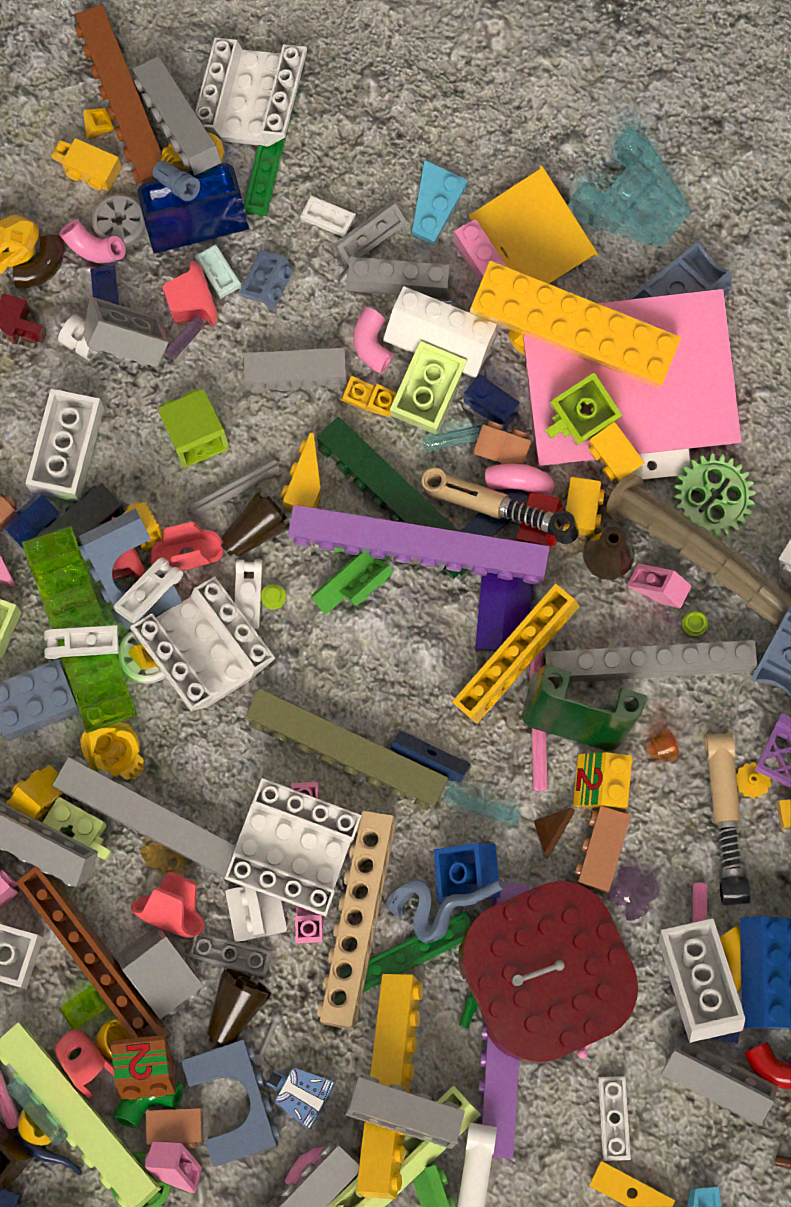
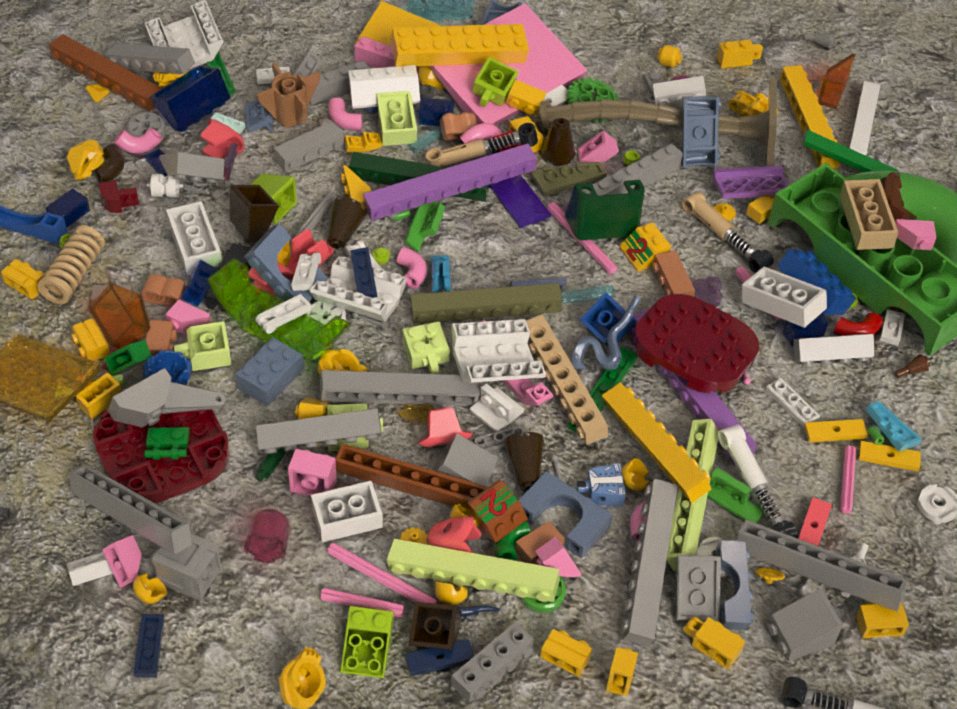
camera: 40 degrees left, 25 degrees down
(36, 1111) = (446, 576): clear light blue axle -> none
(49, 1026) = (414, 535): none -> yellow piece
(83, 1007) = (430, 510): clear neon green slope -> none
(88, 164) = (105, 109): yellow brick -> none
(142, 657) = (326, 311): yellow slope -> none
(149, 451) = (251, 210): none -> dark brown slope
(179, 181) = (177, 77): sand blue axle -> none
(216, 630) = (363, 272): none -> dark blue plate
(239, 786) = (425, 346): none -> yellowish green hinge
(301, 641) = (416, 266): none -> bright pink cylinder
(309, 281) = (289, 96): none -> medium nougat brick
(322, 671) = (440, 273): none -> dark azure plate
(336, 1107) = (634, 475): none -> yellow hair
(405, 1112) = (680, 434): light grey brick -> none
(436, 201) = (330, 45): medium azure wing -> none
(470, 1007) = (663, 390): green piece -> none
(506, 354) = (426, 91): none -> dark grey tile
(516, 653) = (548, 208): yellow brick -> none
(517, 980) = (685, 344): light grey hinge -> none
(551, 828) = (636, 283): reddish brown slope -> none
(596, 607) = (564, 178): none -> olive wing
(663, 746) = (664, 215): clear orange cone -> none

